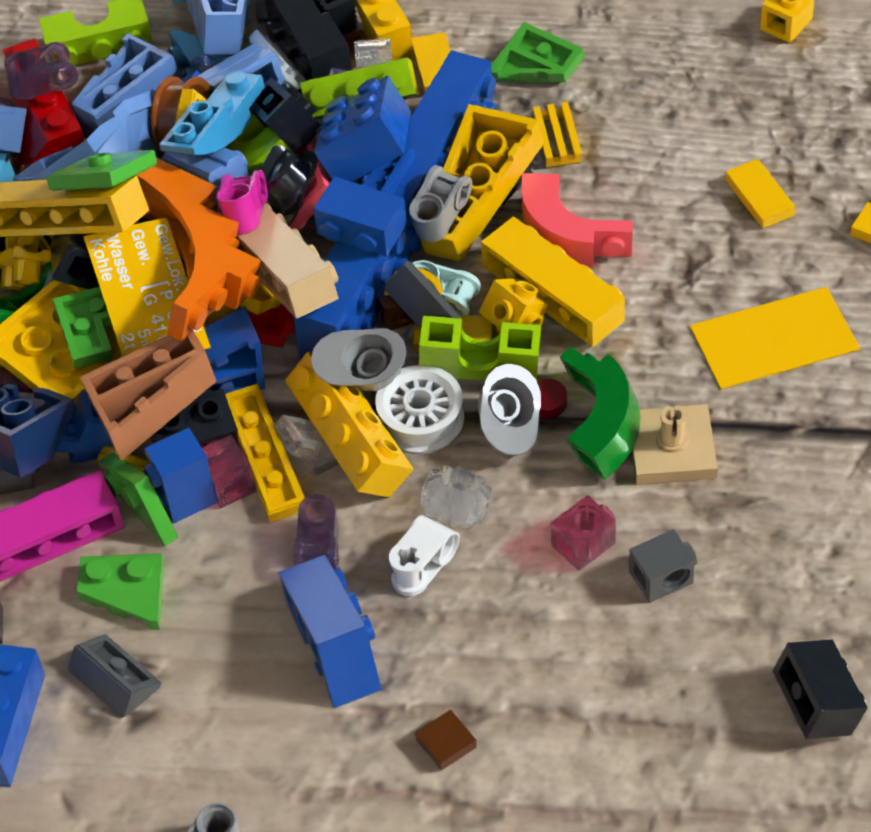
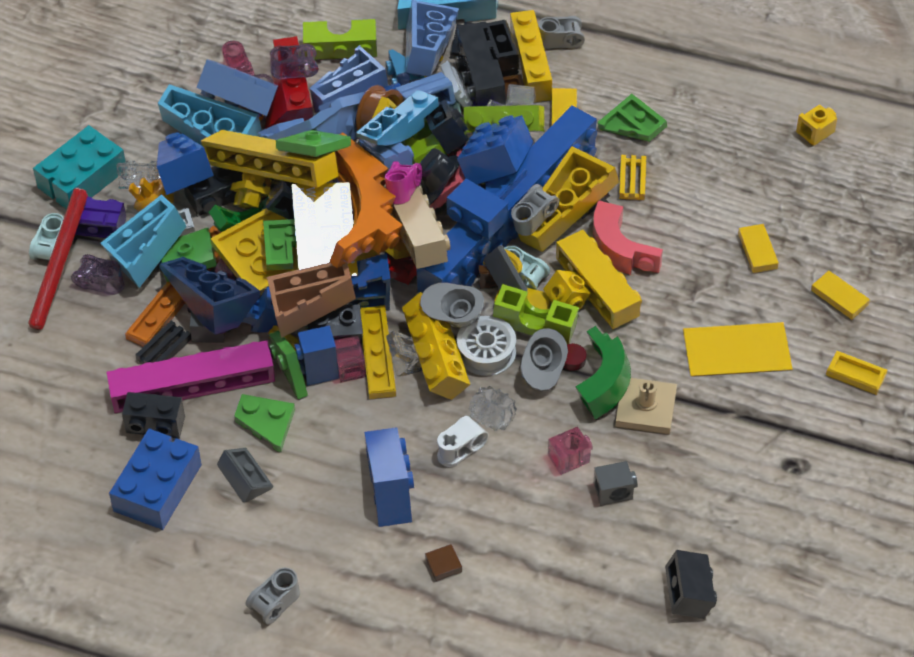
camera: 10 degrees right, 0 degrees up
(317, 537) = (397, 415): clear purple piece -> none

